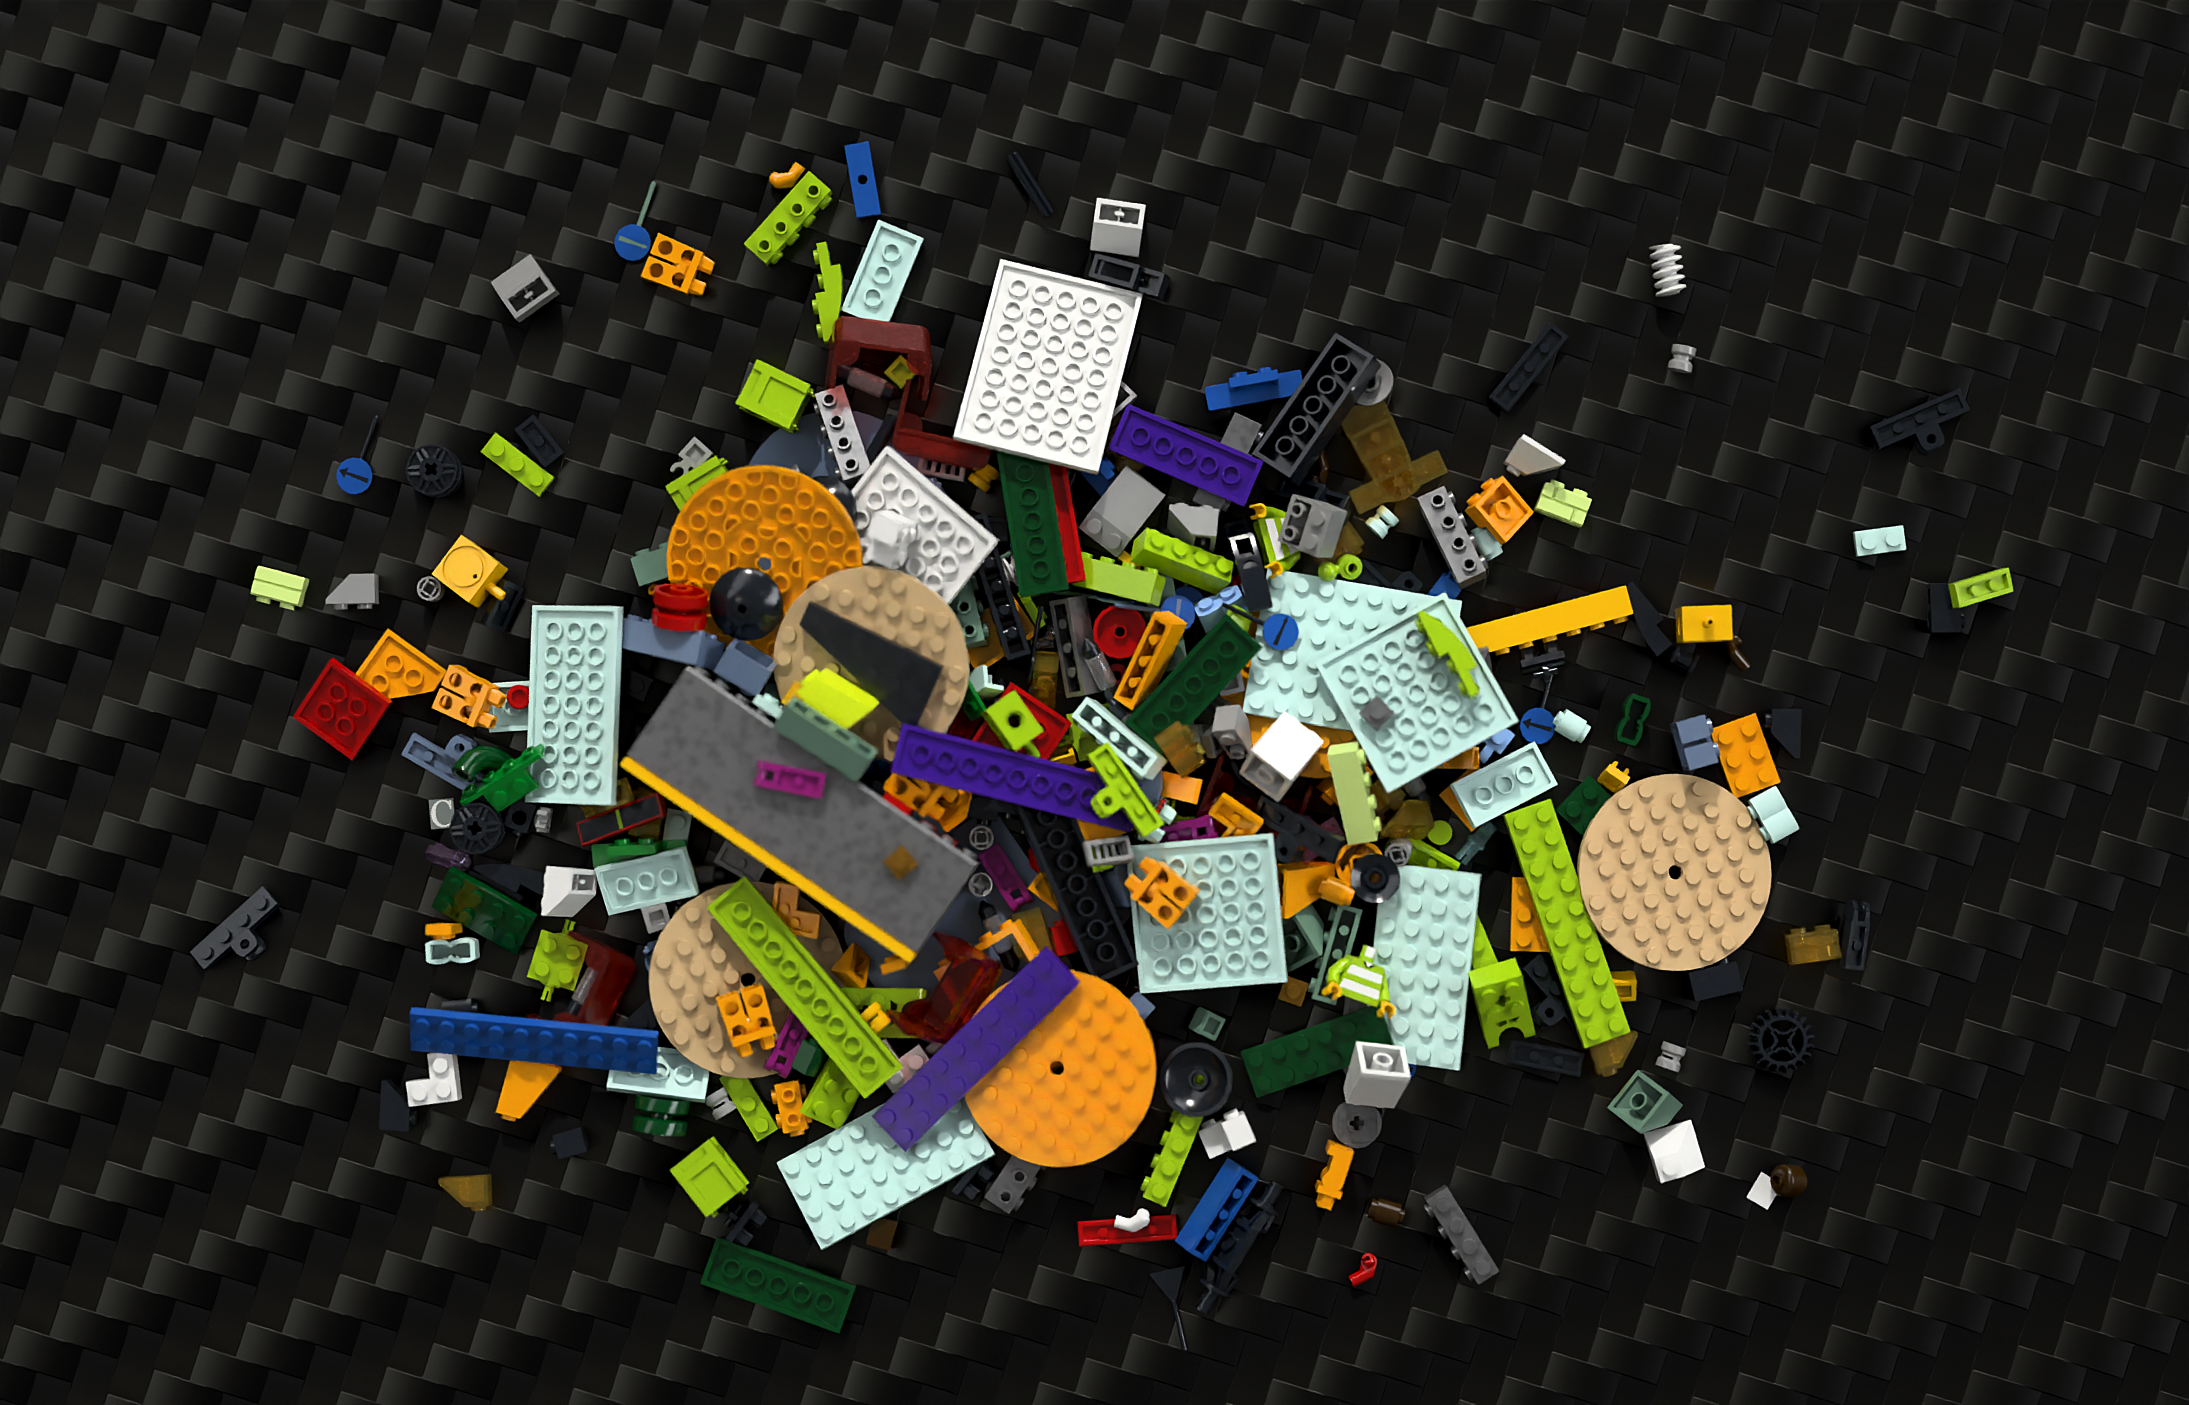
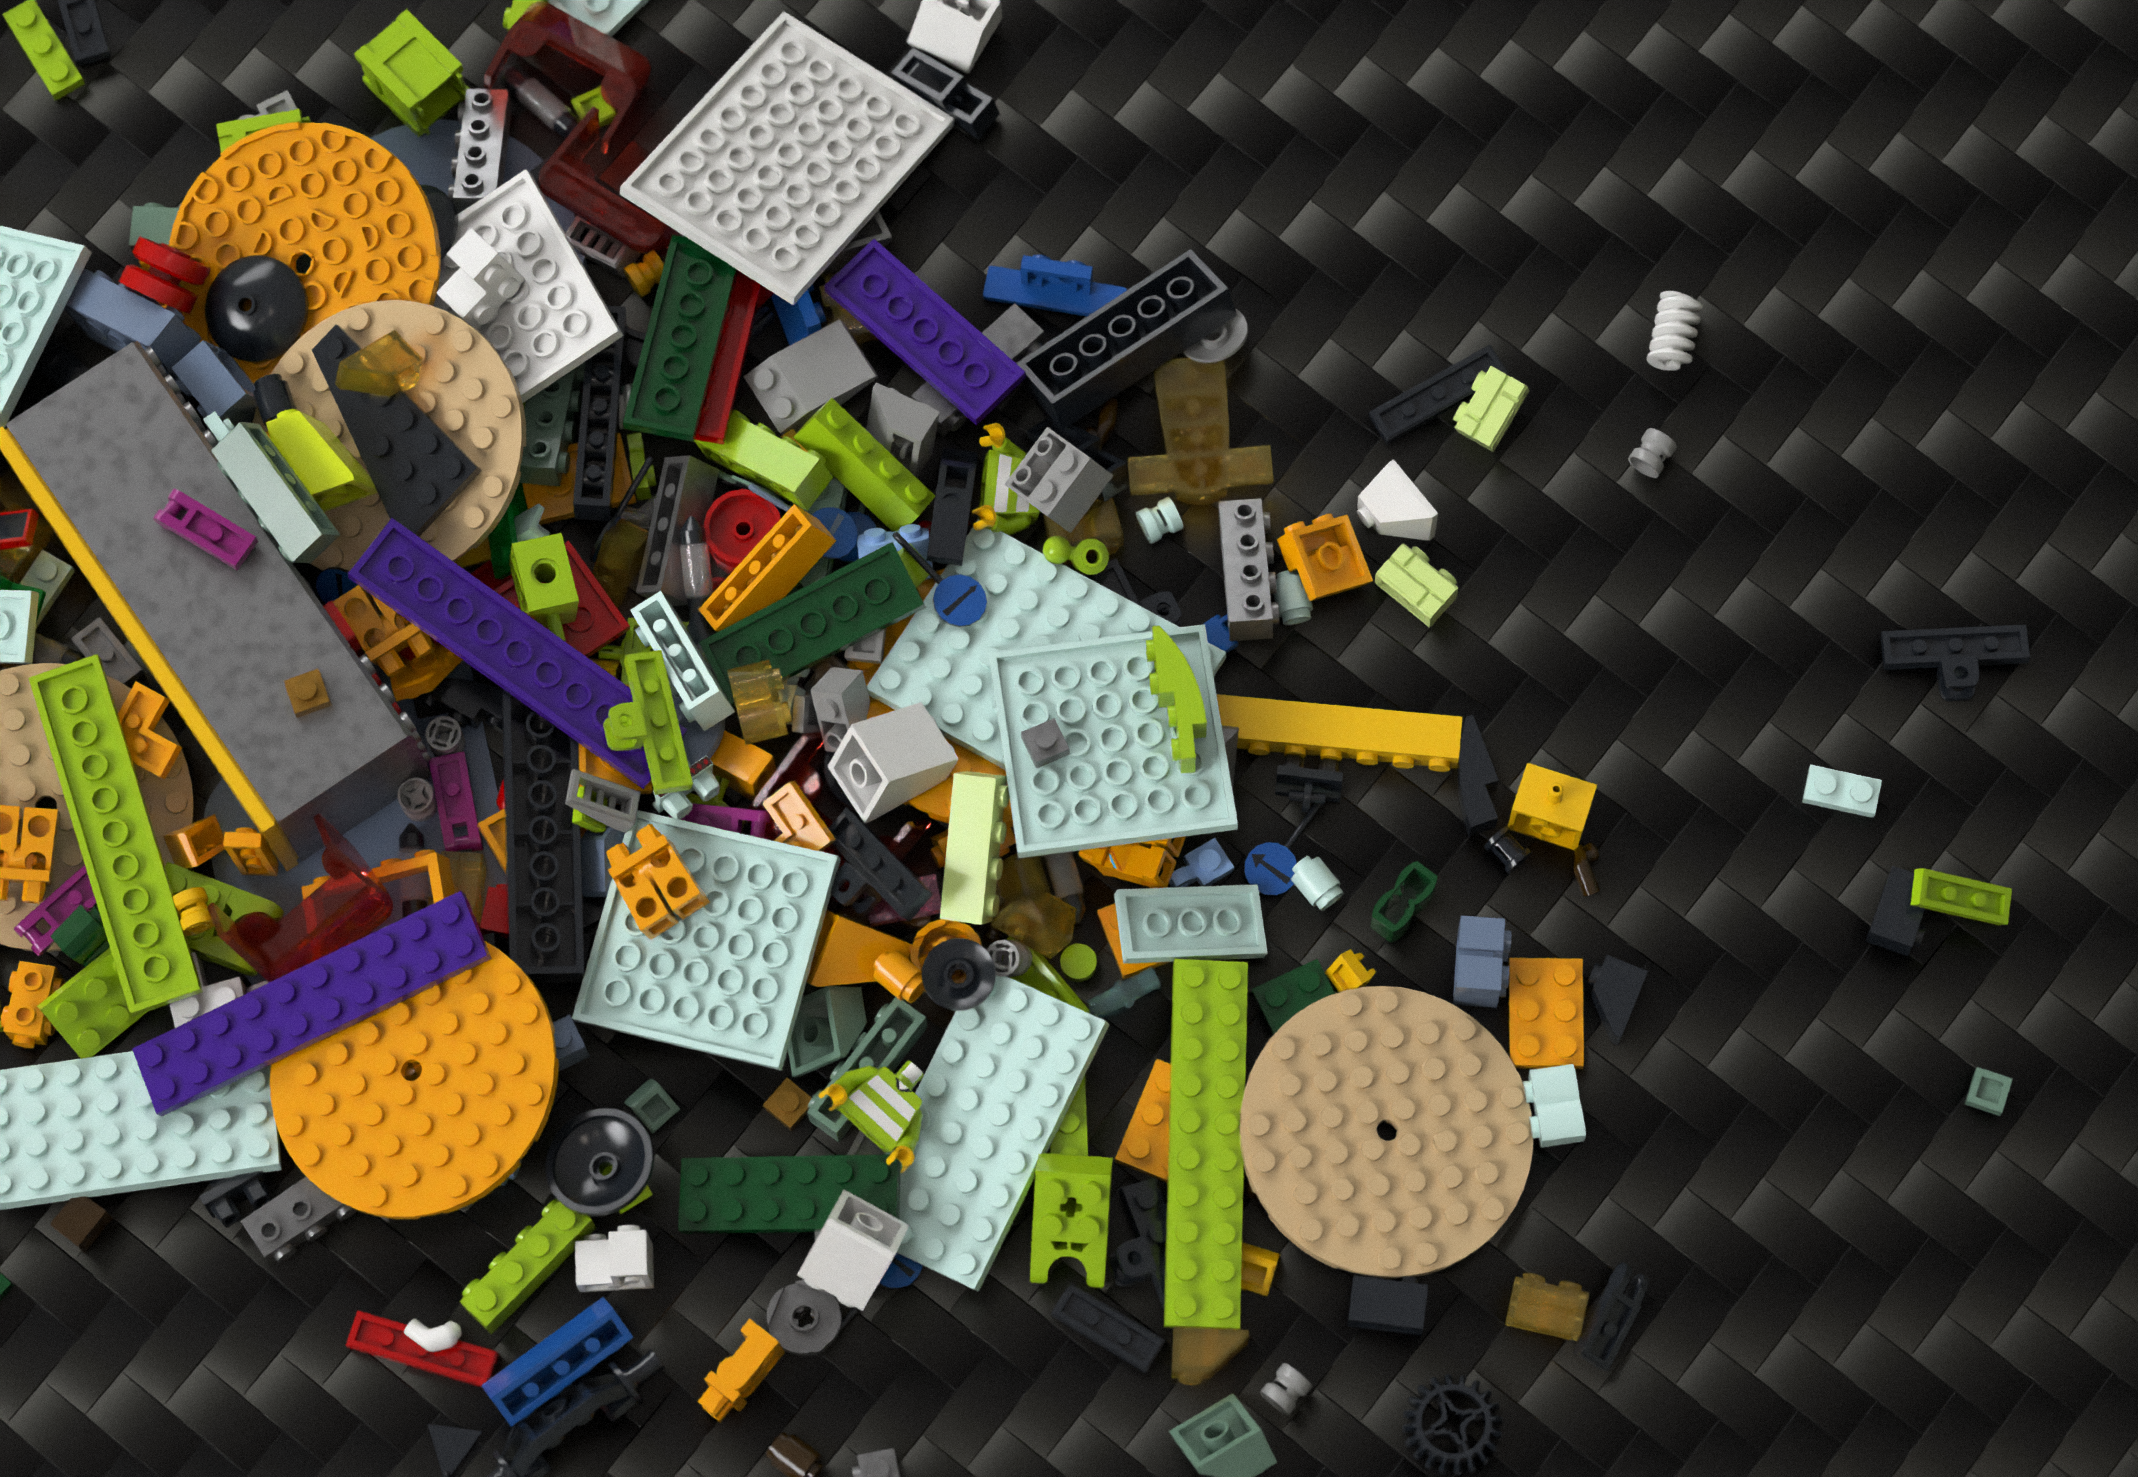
camera: 20 degrees right, 15 degrees down
(789, 667) = (272, 396): none -> black brick
(855, 625) = (381, 367): none -> clear yellow slope
(1568, 367) = (1491, 408): none -> yellowish green brick
(2037, 705) = (1988, 1091): none -> sand green plate

